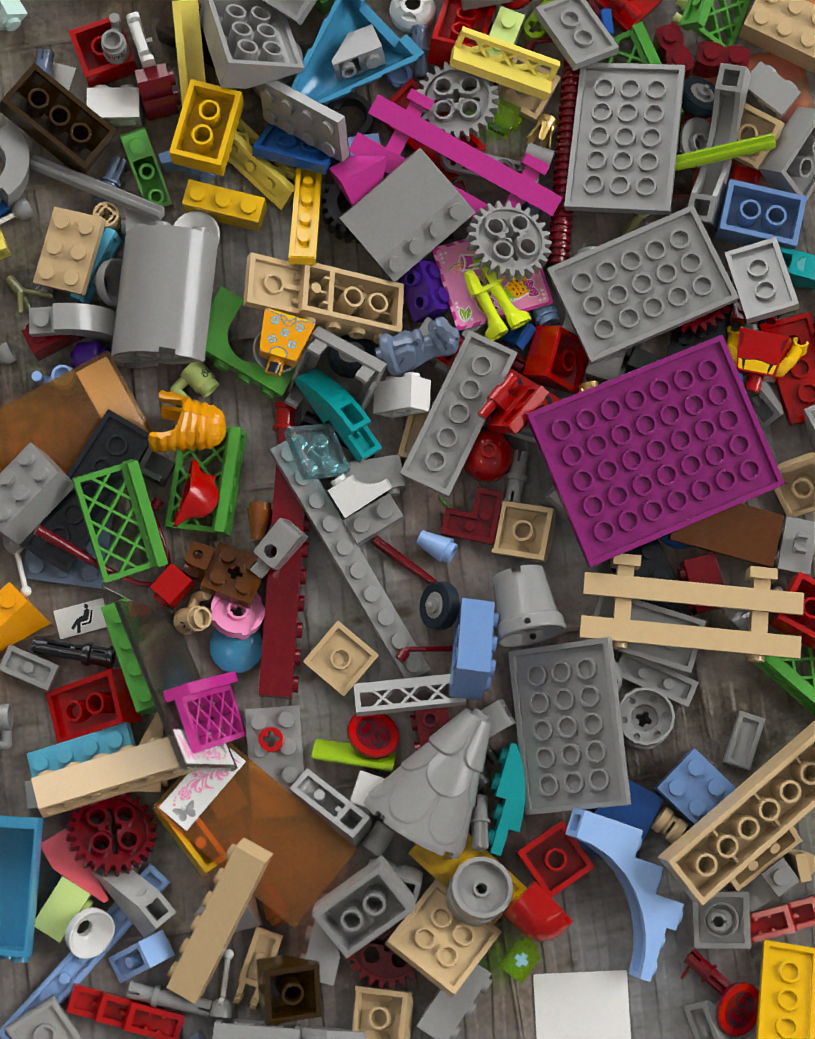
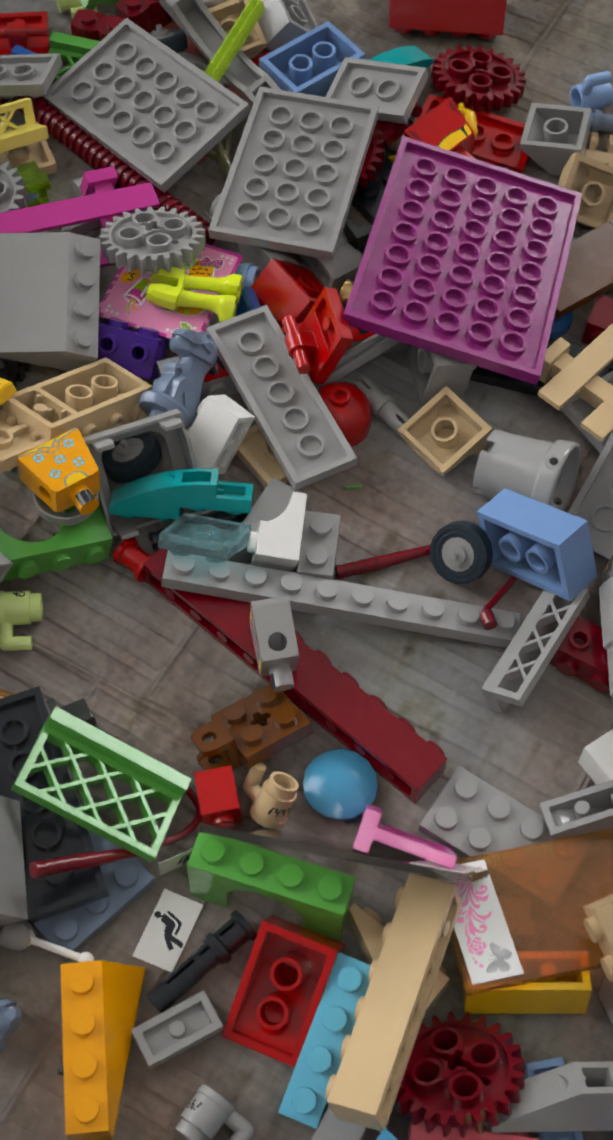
camera: 50 degrees left, 20 degrees down
(197, 425) = (77, 635): light orange hair -> none
(199, 495) = (142, 693): red hat -> none
(227, 487) = (145, 653): bright green fence -> none
(237, 626) = (316, 763): bright pink plate -> none
(259, 519) = (219, 658): dark orange cone -> none
(265, 734) = (486, 821): red bush -> none
(341, 658) = (440, 688): tan plate -> none
(345, 754) = (557, 752): lime slope -> none
(373, 735) = (551, 713): piece -> none
(437, 546) = (394, 518): light blue cone -> none
(475, 526) = (401, 467): dark red plate -> none
(544, 127) = (69, 163): pearl gold piece -> none

